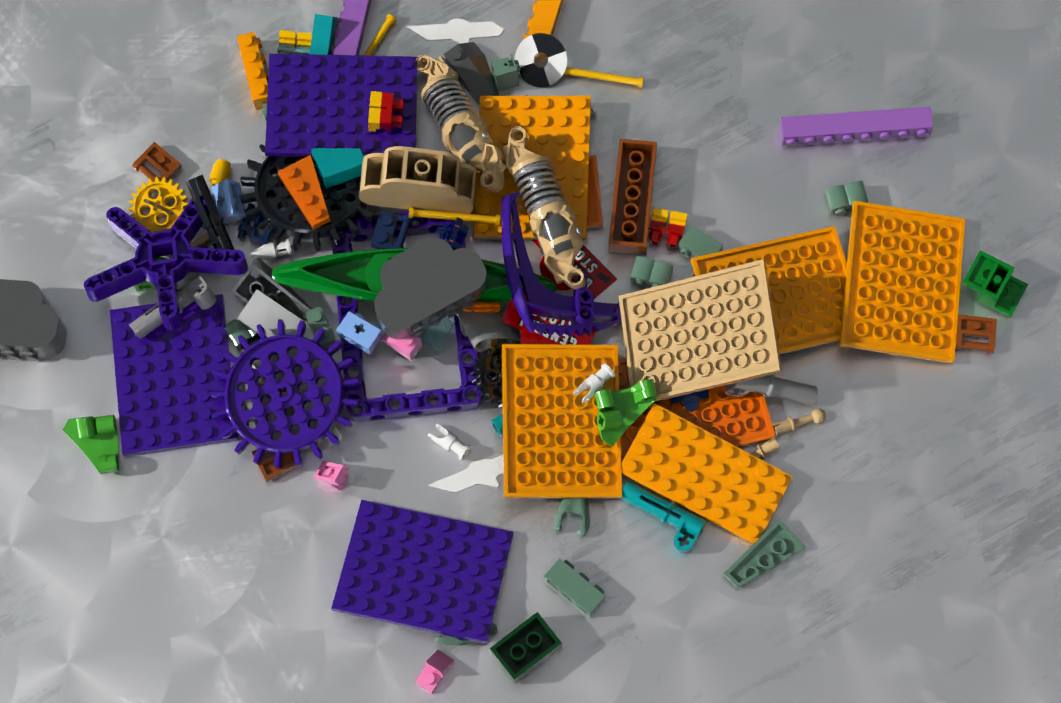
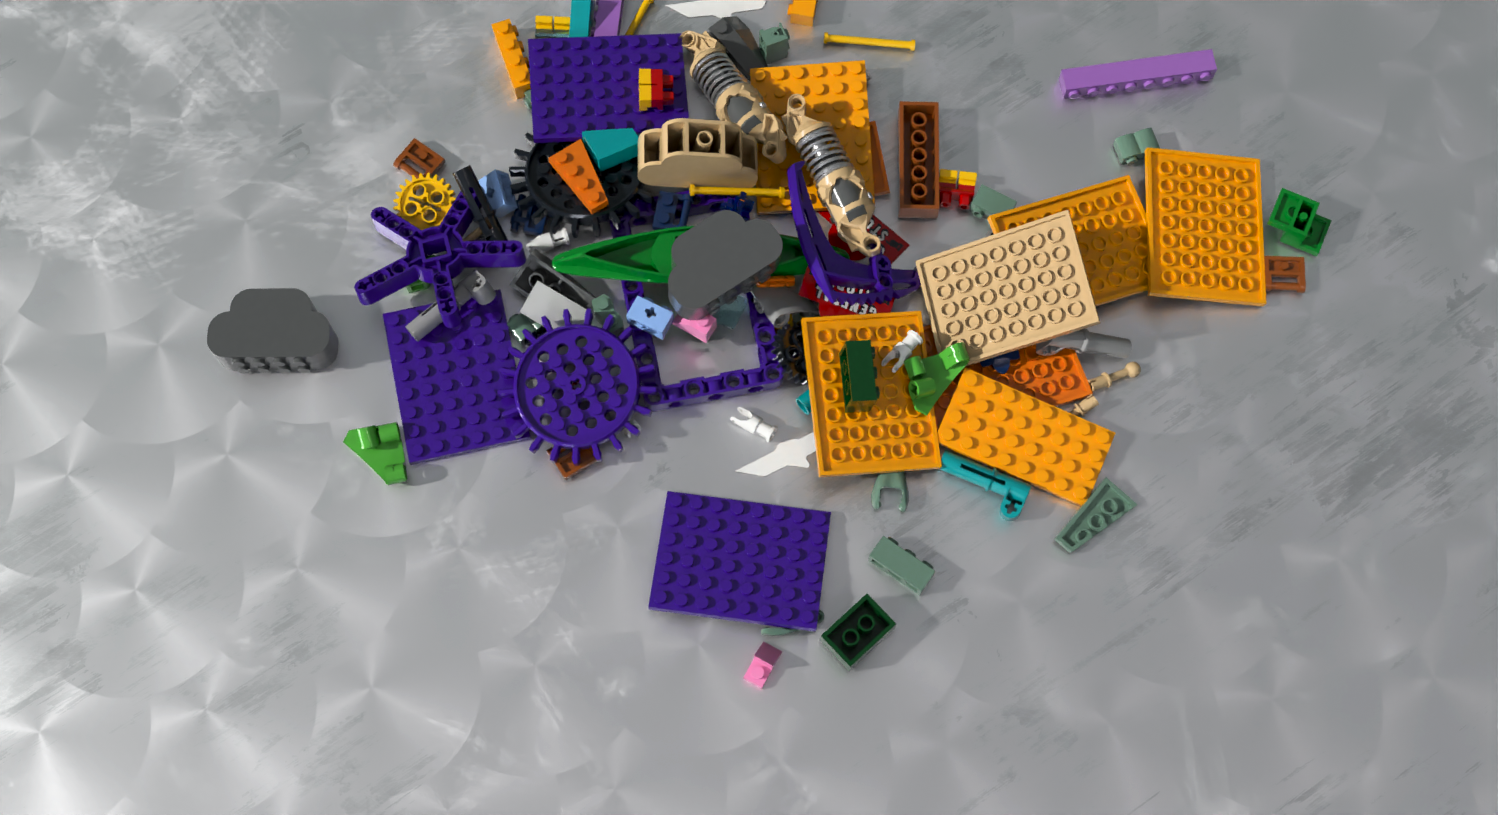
camera: 10 degrees left, 0 degrees up
(220, 171) = (486, 163): yellow brick -> none
(332, 474) = (634, 467): bright pink slope -> none
(548, 405) = (858, 376): none -> dark green brick
(556, 56) = (824, 24): sticker -> none
(650, 272) = (944, 235): sand green brick -> none

